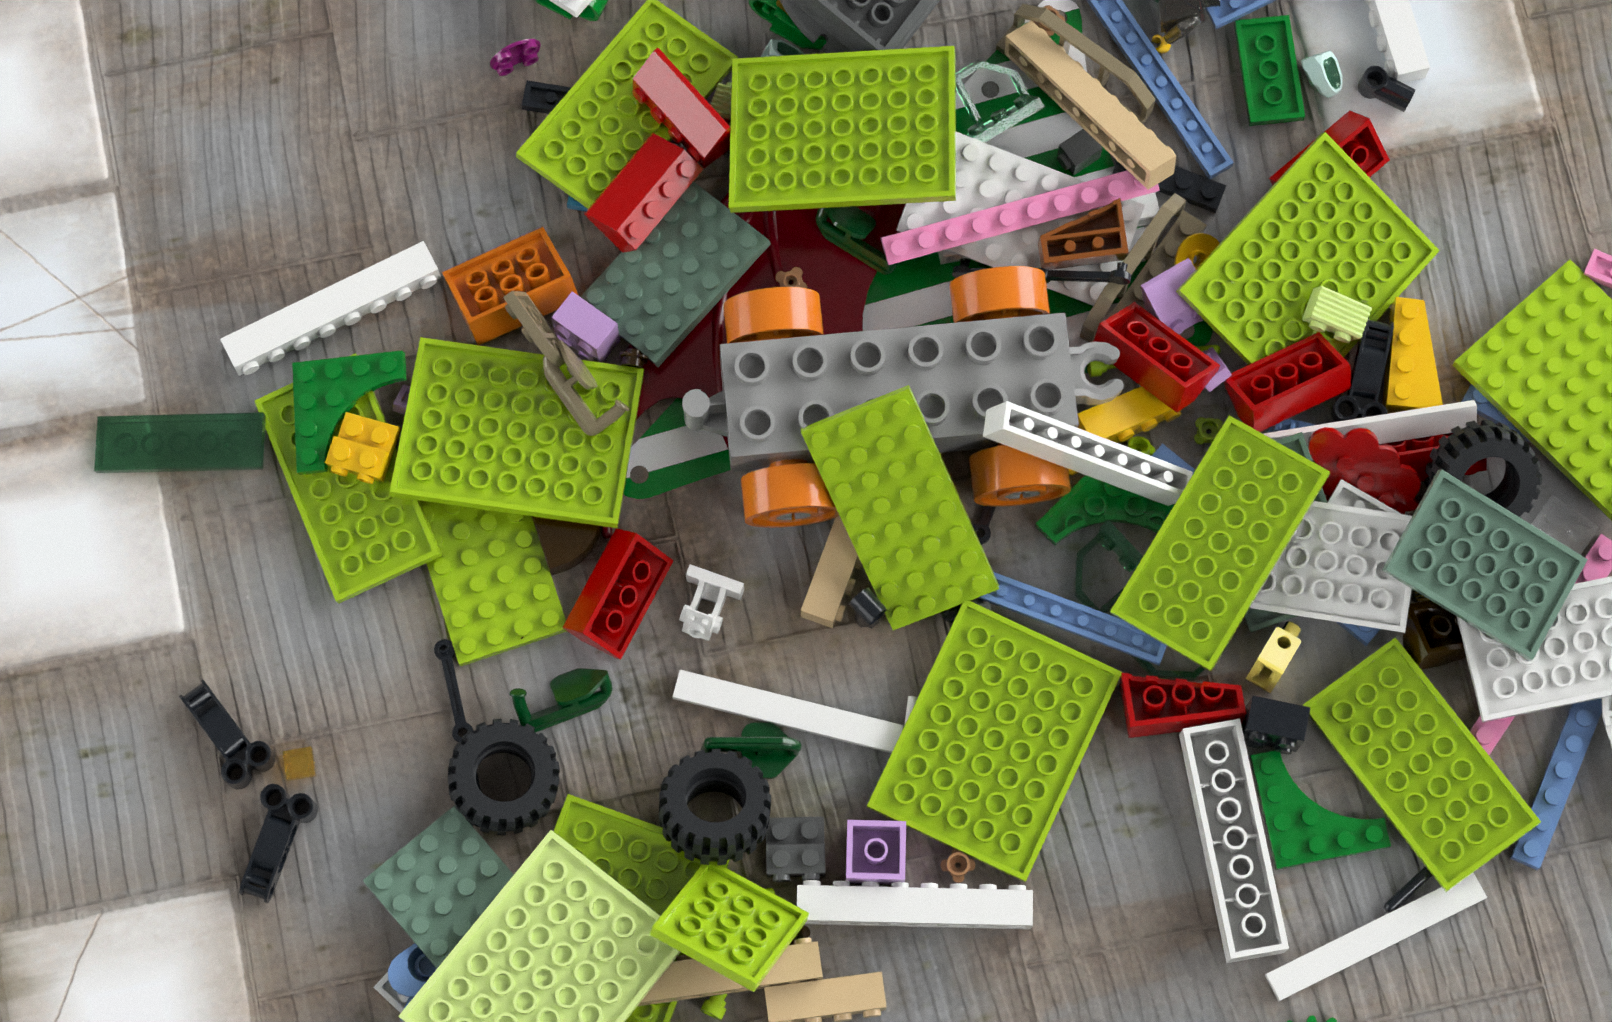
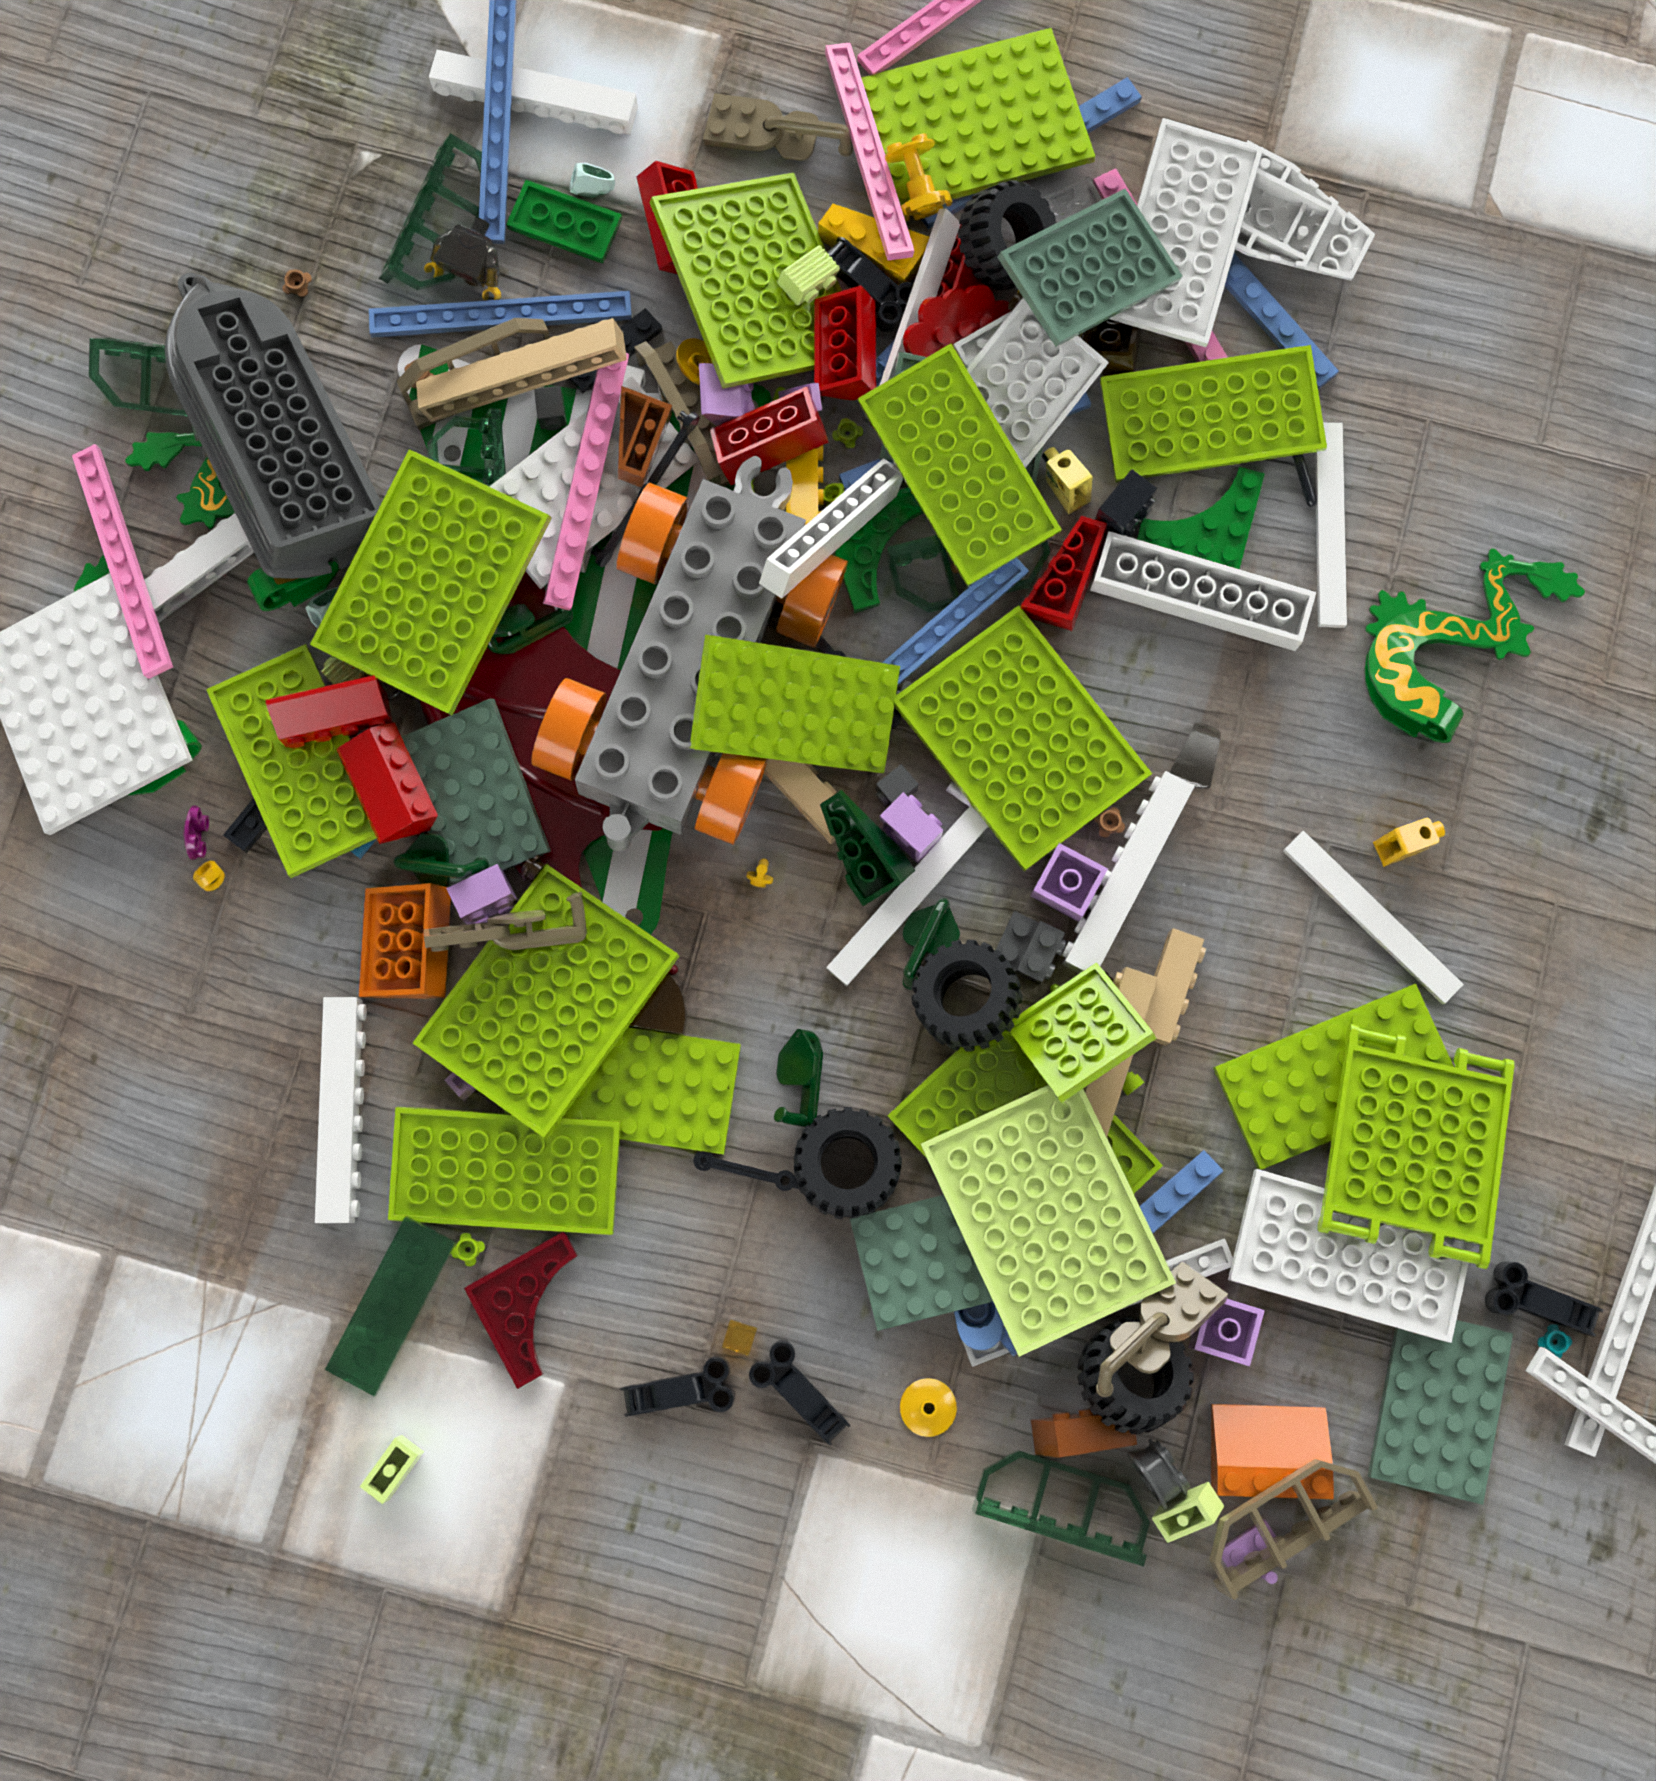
camera: 65 degrees left, 5 degrees up
(37, 517) = (391, 1469): none -> yellowish green brick
(231, 544) = (509, 1303): none -> dark red plate
(256, 478) = (460, 1249): none -> lime plate
(326, 980) = (923, 1392): none -> yellow dish
(330, 389) = (418, 1149): green plate -> none
(363, 448) = (488, 1142): yellow plate -> none
(485, 86) = (207, 874): none -> yellow tile
(595, 266) = (430, 861): none -> dark green piece
(618, 593) = (732, 986): red slope -> none
(713, 589) = (771, 903): white tile -> none
(734, 565) = (760, 877): none -> yellow plate
(795, 275) = (539, 708): medium nougat plate -> none
(804, 654) = (869, 856): none -> dark green wedge
(849, 677) = (911, 827): none -> lavender brick
(867, 608) = (860, 782): black piece -> none
(883, 647) = (894, 785): none -> dark grey brick
(1067, 918) = (1198, 757): none -> clear smoke piece
(1388, 89) = (633, 139): black piece -> none
(1465, 178) = (741, 123): none -> dark tan plate
(1484, 371) = (923, 198): none -> yellow piece
(1497, 307) = (869, 152): none -> bright pink plate

